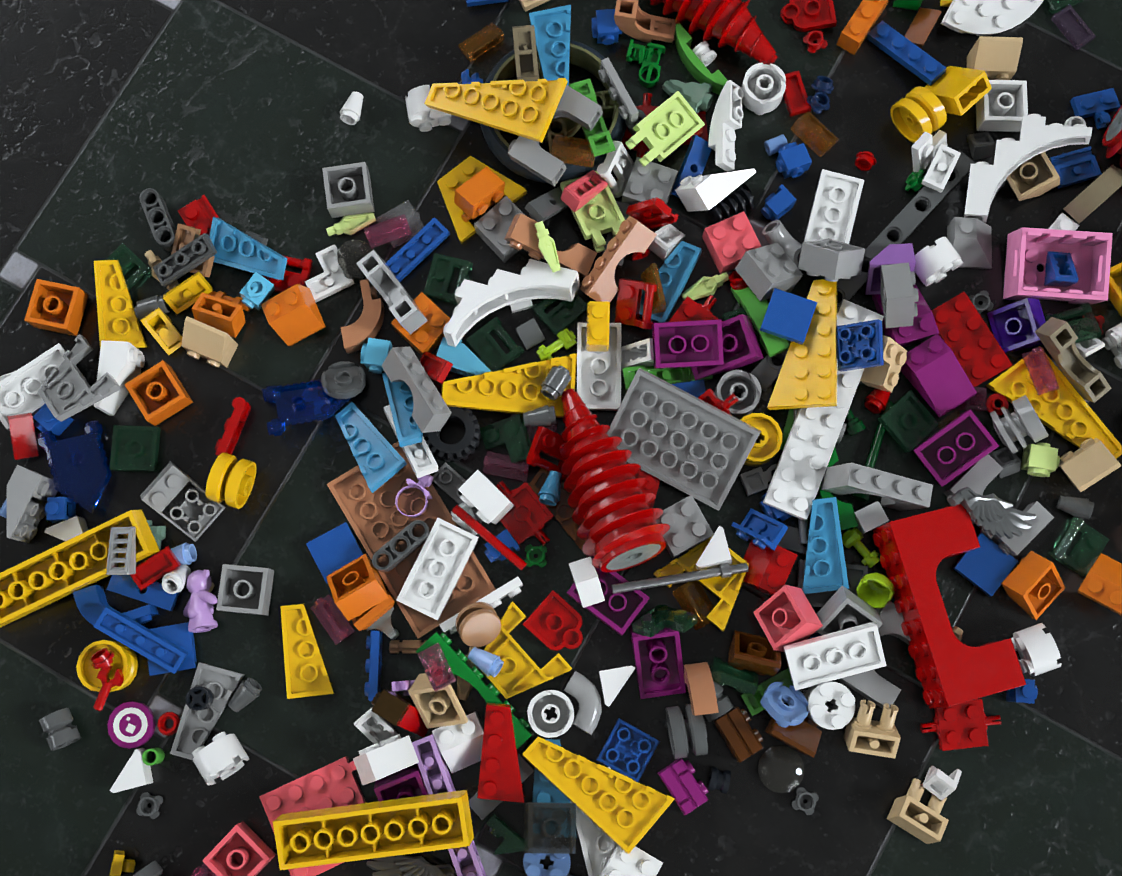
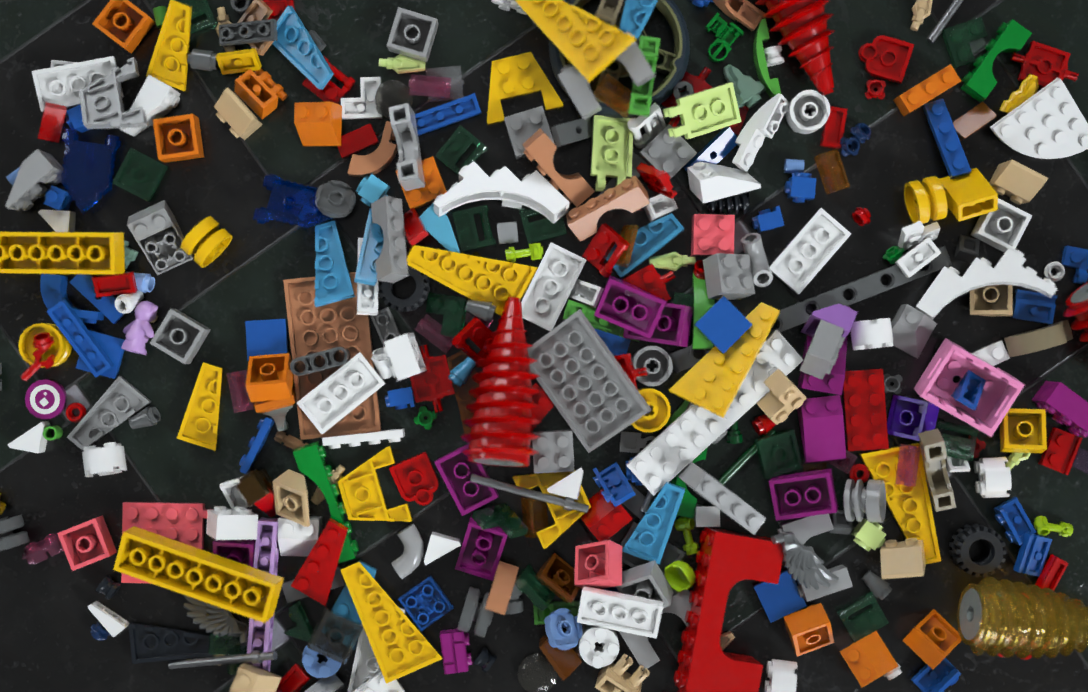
camera: 25 degrees right, 10 degrees up
(88, 284) = (159, 15): none -> bright green hinge
(130, 560) = (86, 261): light grey slope -> none
(144, 810) = (28, 468): dark grey plate -> none
(163, 330) = (204, 85): yellow slope -> none
(195, 696) = (103, 407): black wheel -> none
(233, 426) = (227, 196): red plate -> none
(256, 291) = (295, 89): medium azure brick -> none
(340, 315) = (357, 140): none -> red tile
(402, 686) = (272, 472): lavender plate -> none
(423, 483) = (359, 319): lavender piece -> none
(436, 667) = (303, 474): clear pink slope -> none
(478, 624) = (352, 453): medium nougat head -> none
(479, 194) = (520, 93): orange brick -> none
(487, 662) = (345, 484): light blue cone -> none
(489, 537) = (393, 388): red bar -> none
(547, 247) = (553, 171): yellowish green piece -> none
(555, 382) = (507, 286): dark grey brick -> none
(555, 726) = (378, 559): white brick -> none
(574, 199) = (598, 138): coral slope -> none
(586, 582) = (453, 461): white slope -> none
(598, 326) = (564, 255): yellow brick -> none
(618, 91) = (678, 62): light grey tile -> none
(738, 733) = (517, 633): reddish brown brick -> none
(831, 259) = (783, 293): light grey brick -> none
(860, 345) = (767, 378): blue tile -> none

